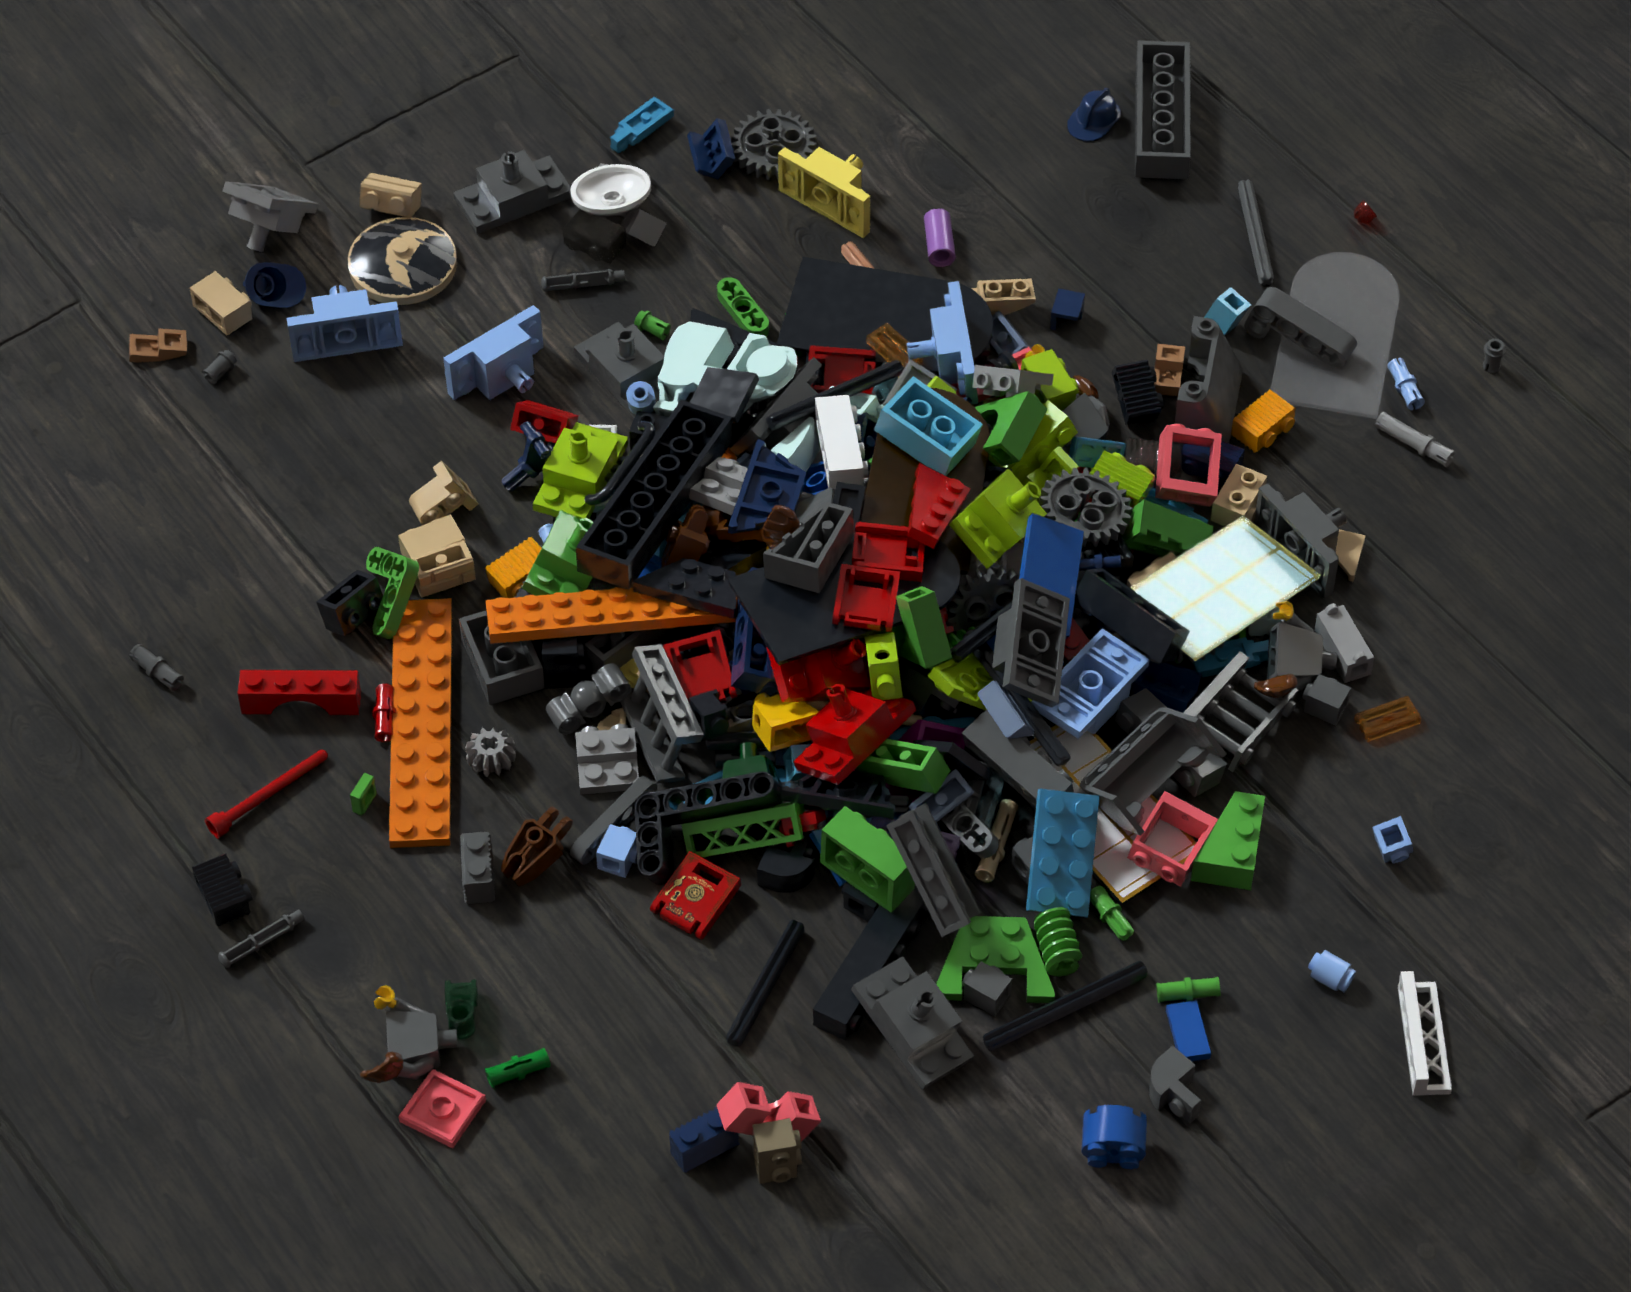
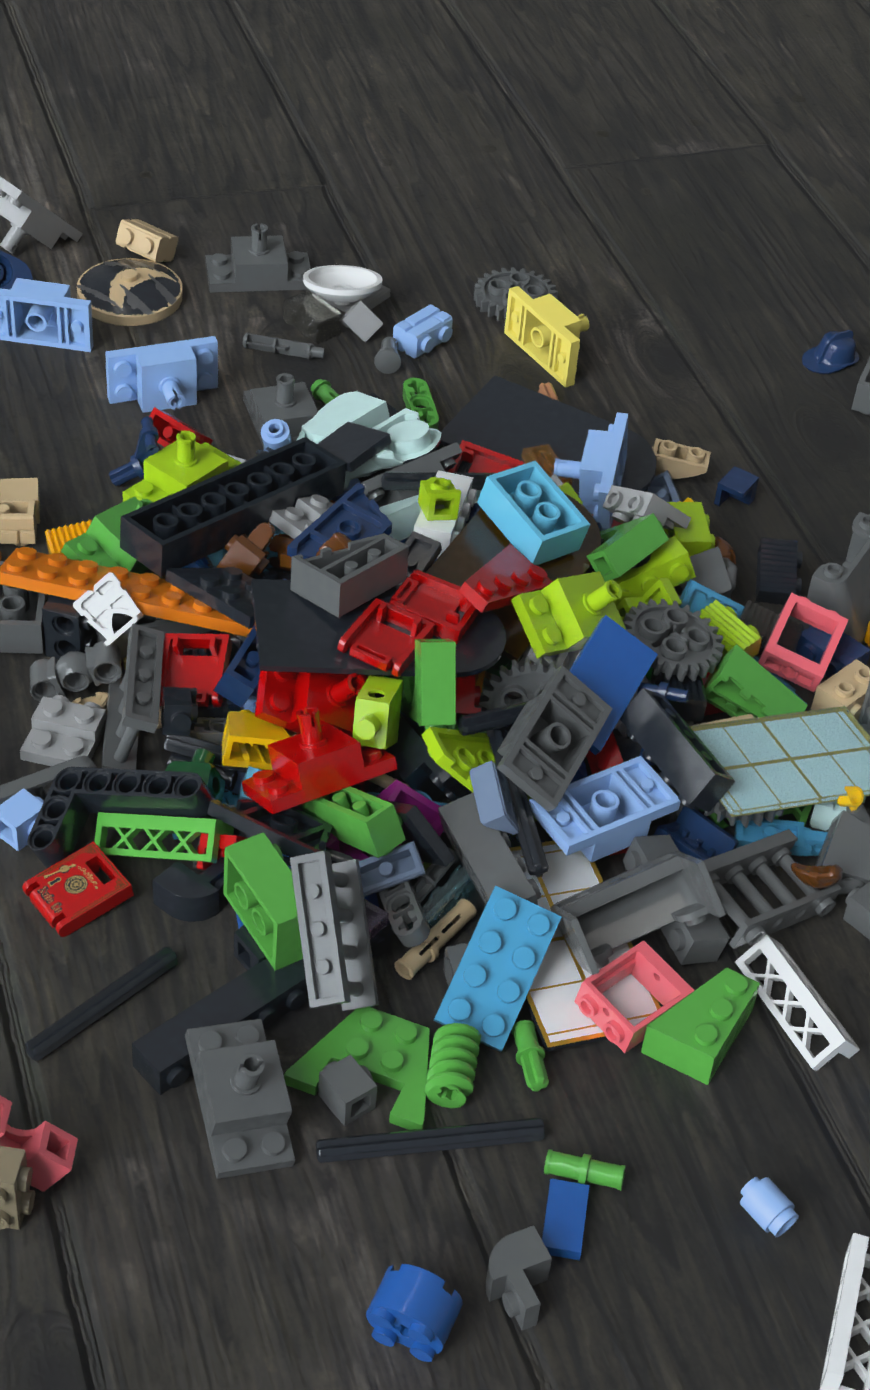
camera: 15 degrees right, 10 degrees down
(441, 495) = (47, 463): tan tile -> none
(596, 631) = (105, 600): none -> white piece
(640, 124) = (401, 252): dark azure hinge -> none
(688, 261) = (388, 358): none -> dark grey pin
(707, 219) = (423, 331): none -> light blue brick
(712, 150) = (455, 287): dark blue bracket -> none
(835, 430) = (439, 492): none -> lime brick
(939, 237) = (638, 400): medium lavender pin -> none
(1169, 369) = (817, 556): medium nougat slope -> none
(1305, 794) = (807, 998): none -> white fence

